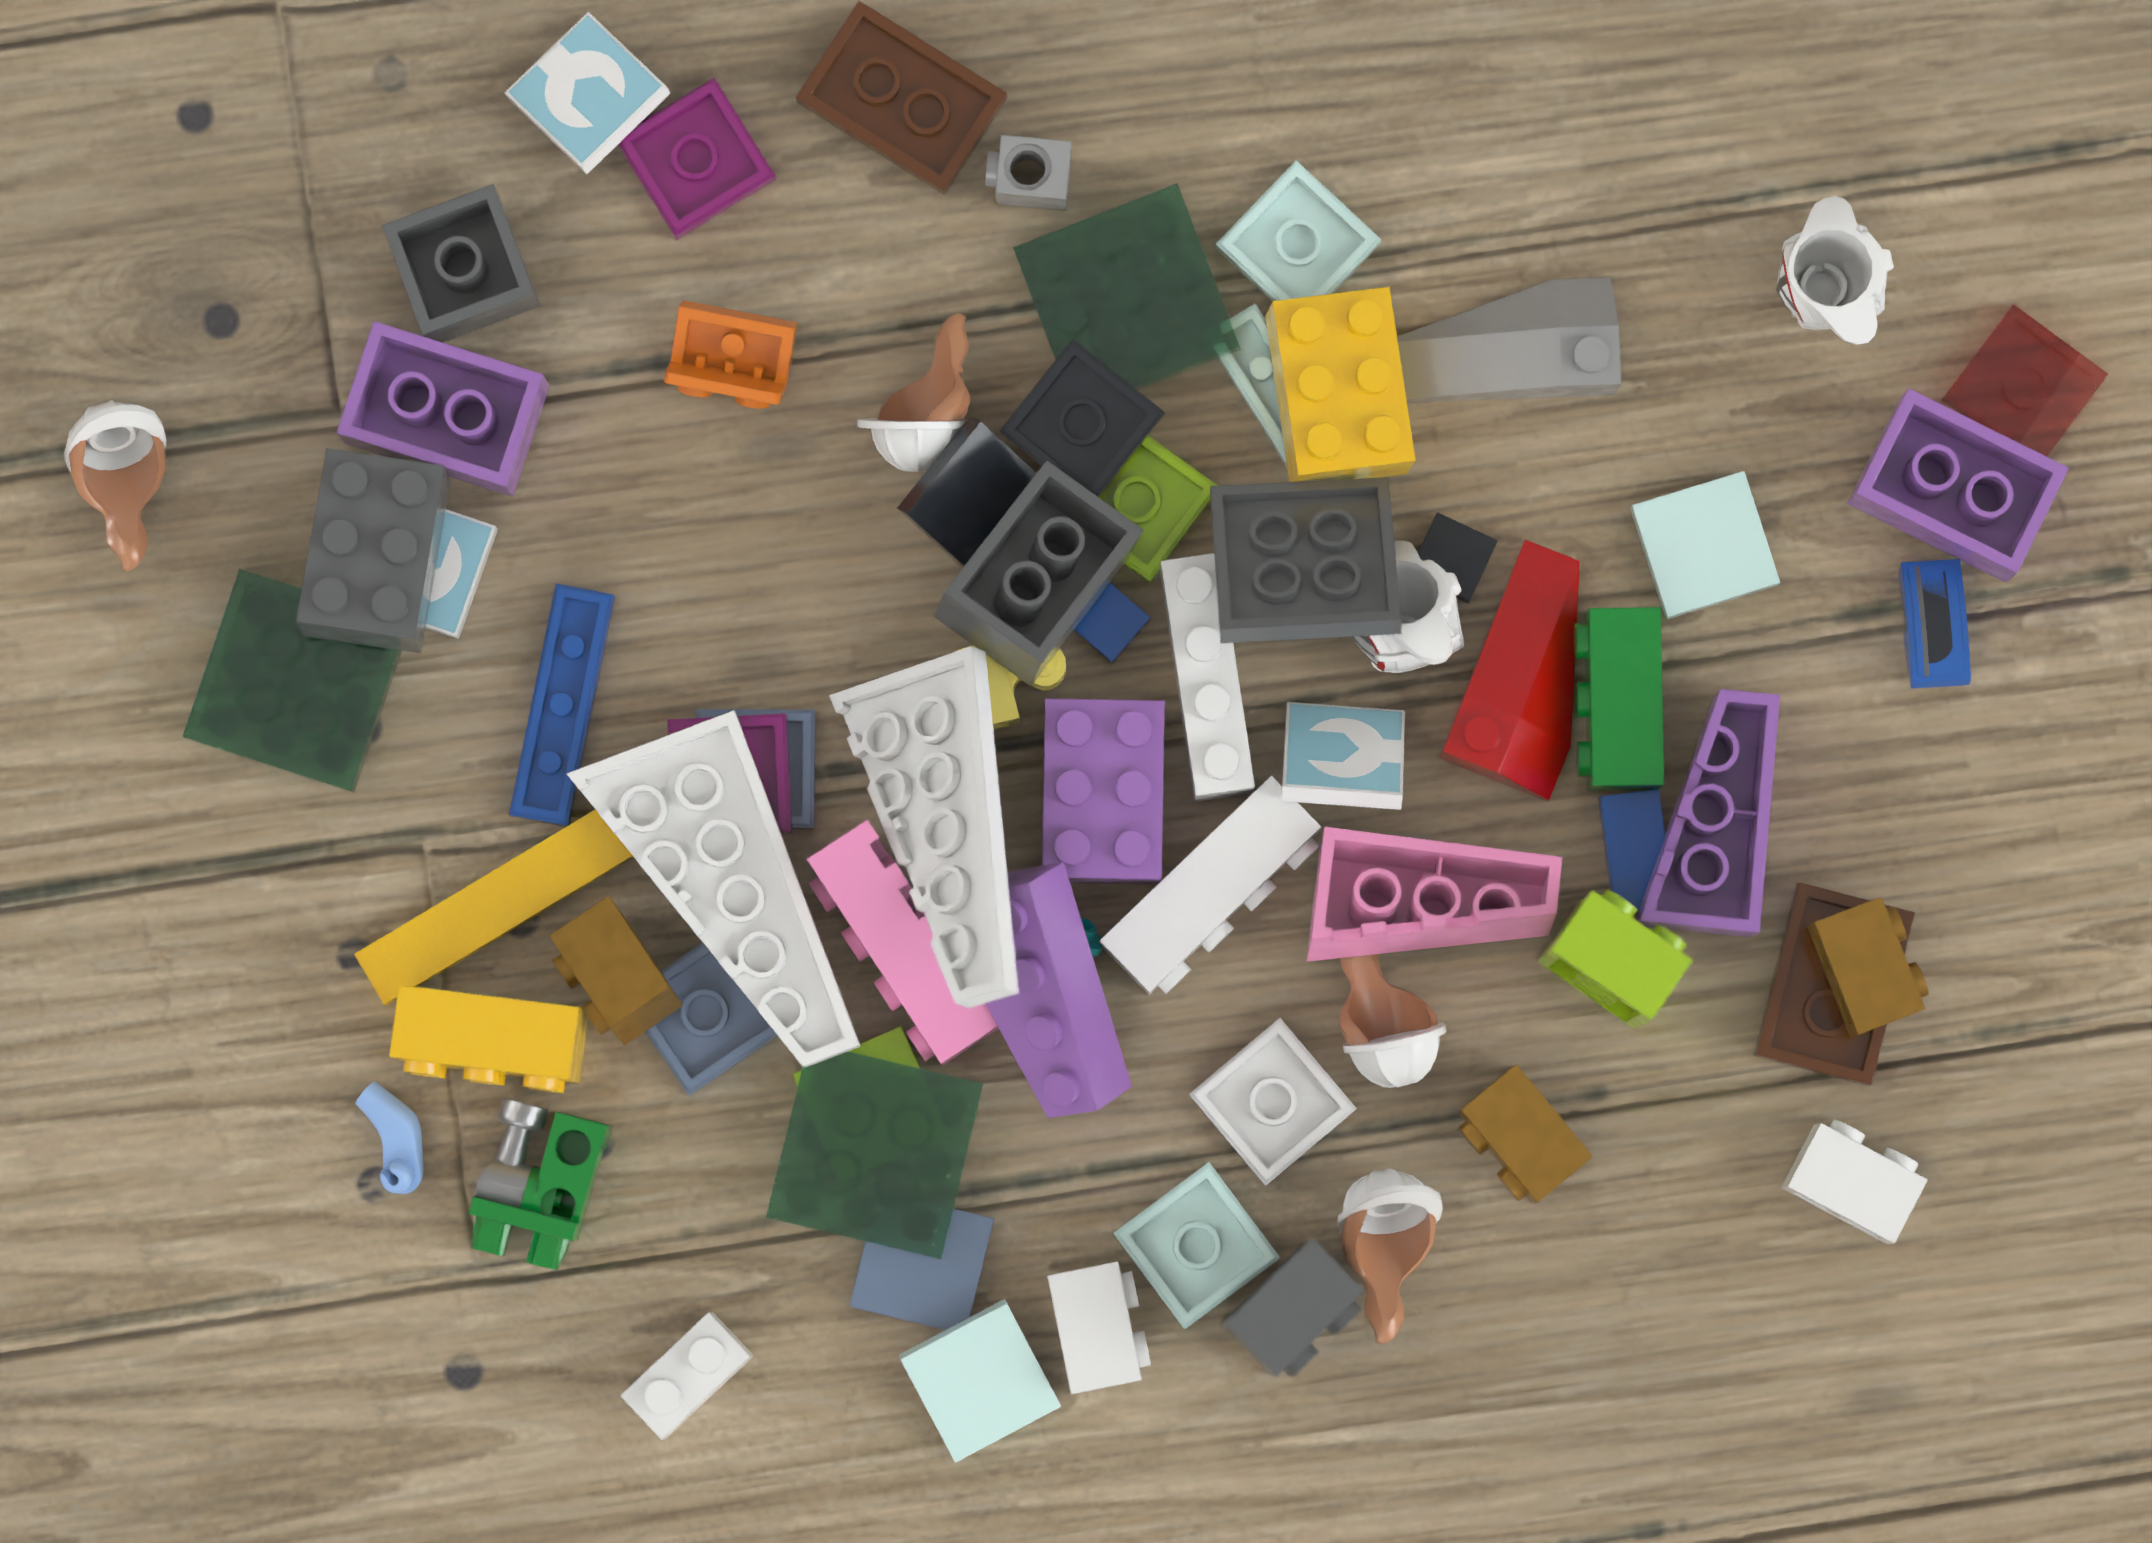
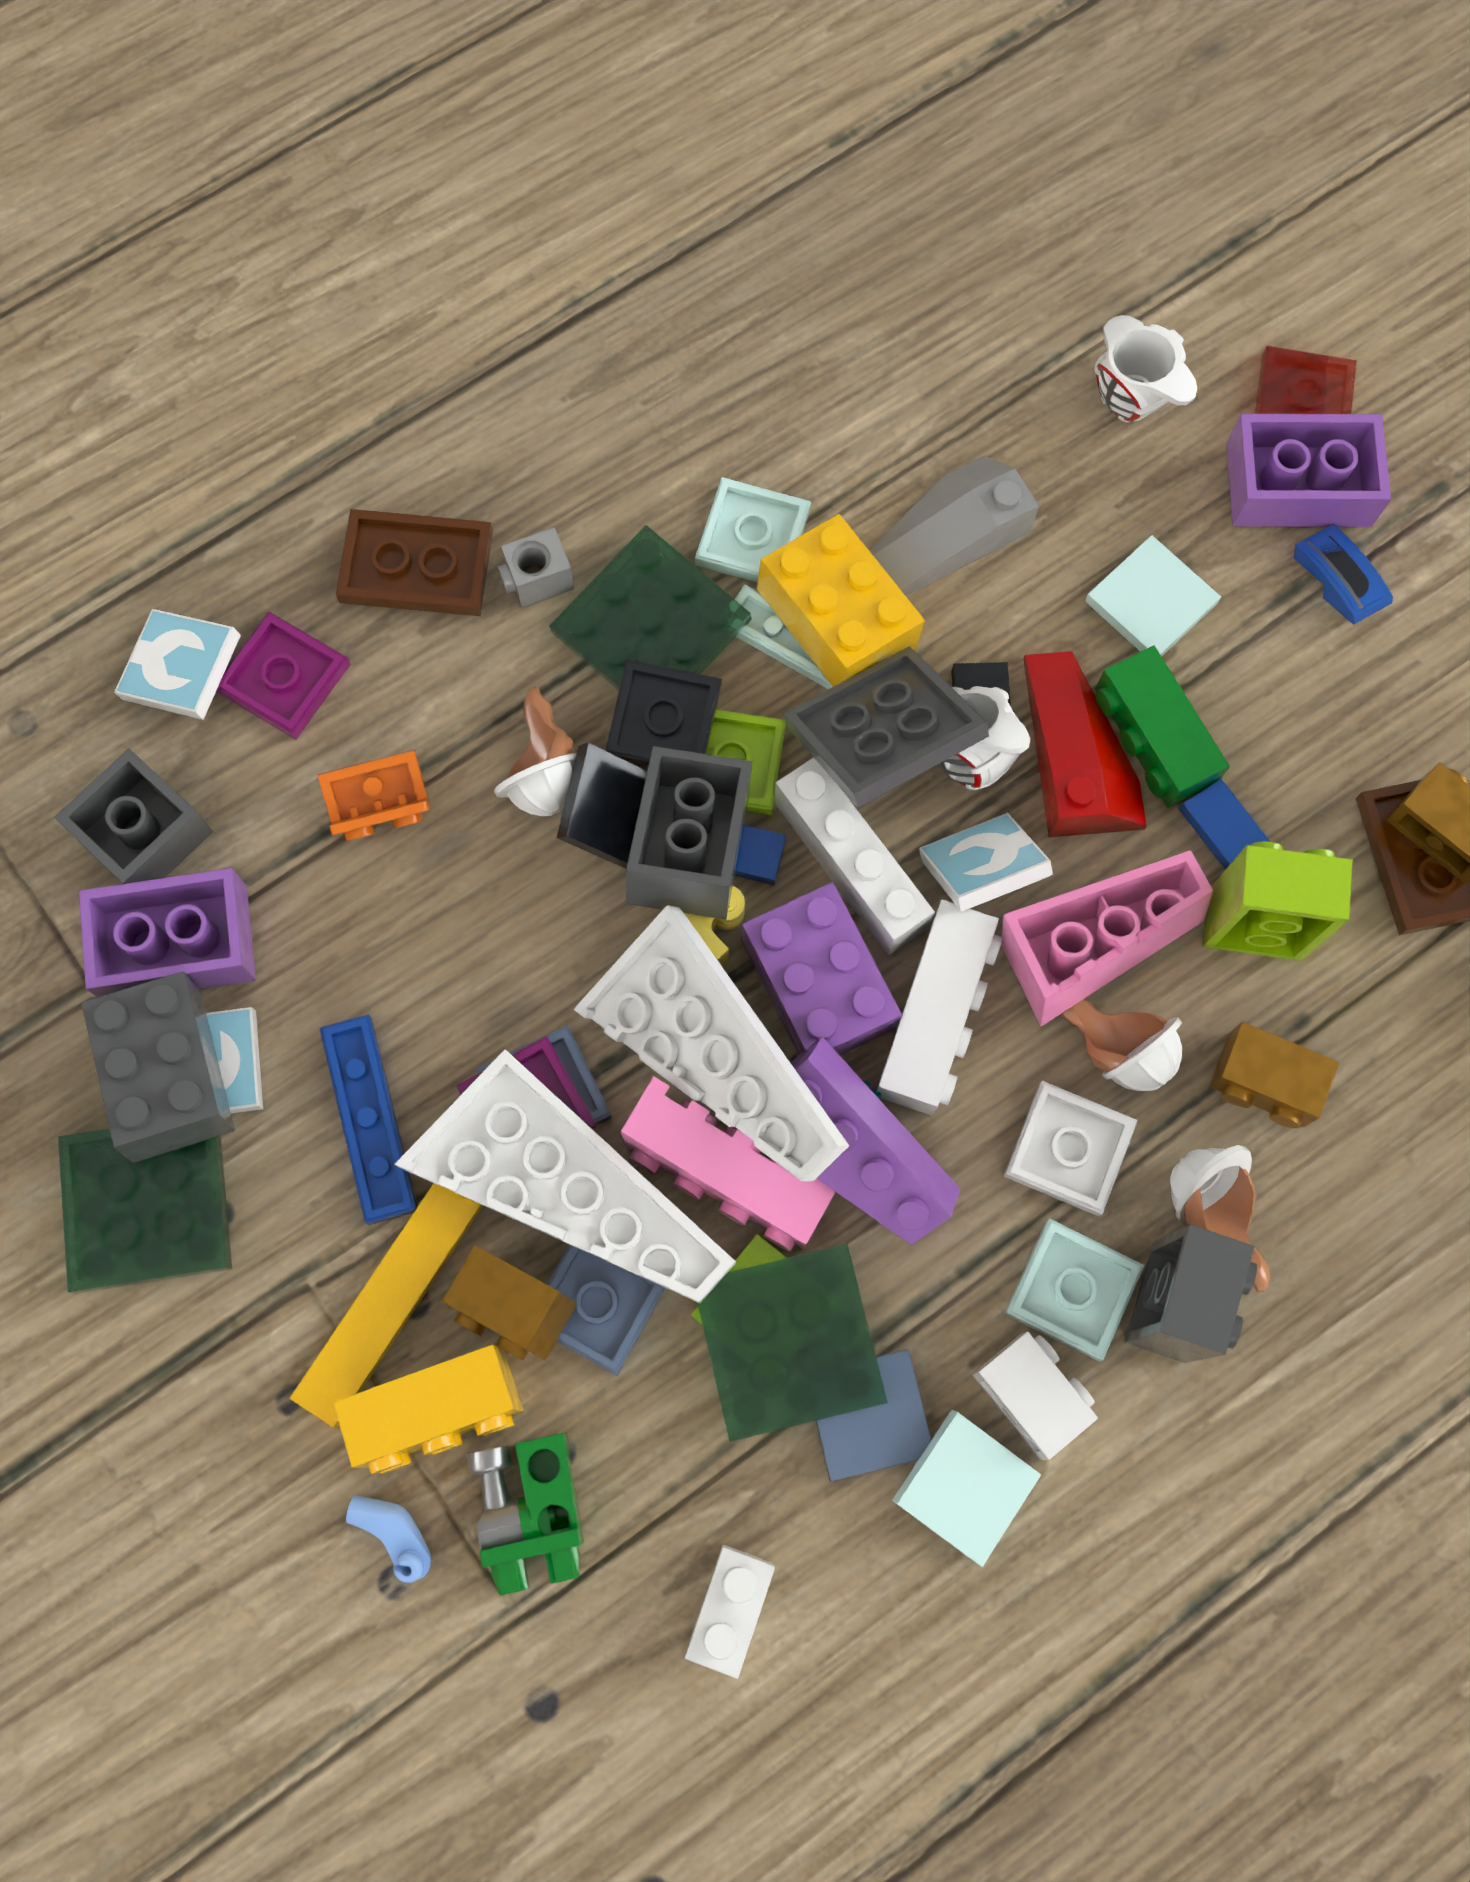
camera: 30 degrees left, 10 degrees down
(1720, 824) = (1282, 766): medium lavender wedge -> none

